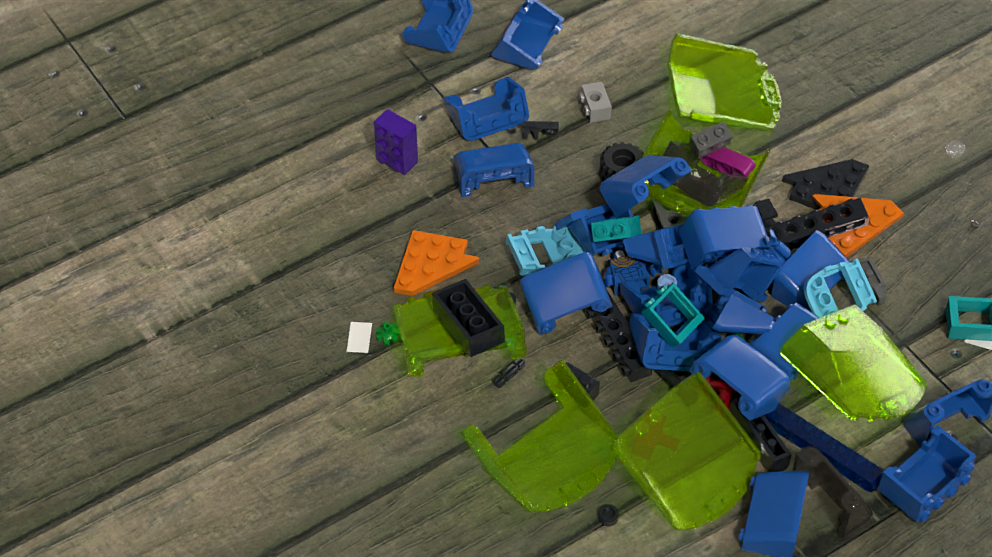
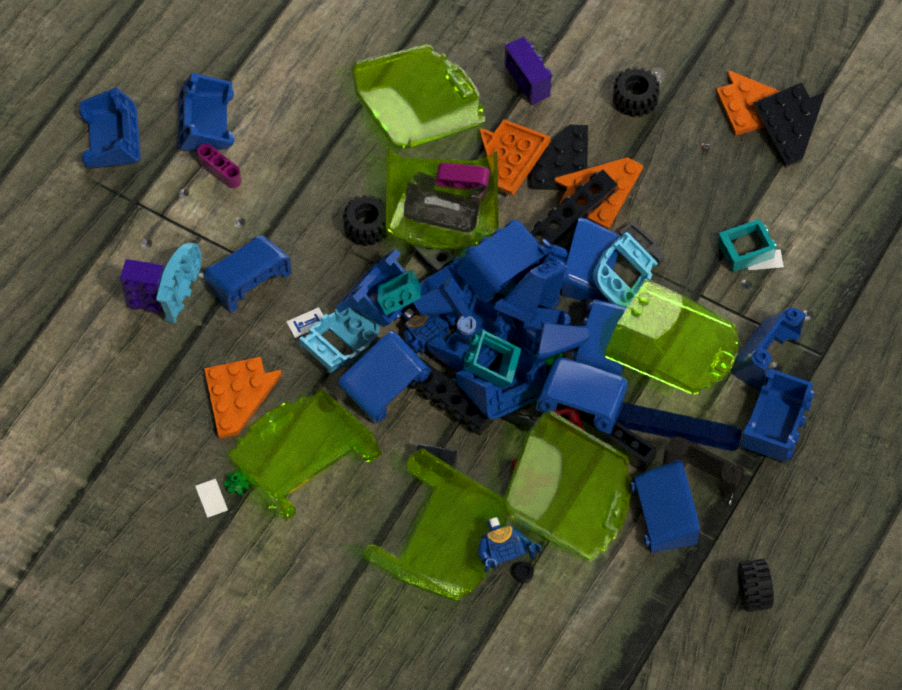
camera: 25 degrees left, 10 degrees up
(440, 141) = (184, 269): none -> medium azure slope
(468, 318) = (308, 439): black brick -> none
(491, 113) = (212, 212): blue windscreen -> none
(509, 372) = (367, 476): black axle -> none
(514, 70) = (215, 159): none -> magenta beam
(515, 227) = (302, 323): none -> white sticker
(547, 127) = (276, 207): black plate -> none
(595, 102) = (302, 152): light grey brick -> none
(599, 480) = (503, 545): none -> blue torso
(628, 187) = (392, 246): blue windscreen -> none
(710, 140) = (440, 164): dark grey brick -> none
(766, 212) = (518, 212): black window -> none
(788, 161) = (517, 152): none -> orange wing
(835, 100) = (528, 70): none -> dark purple brick
(928, 153) = (639, 80): none -> black tyre

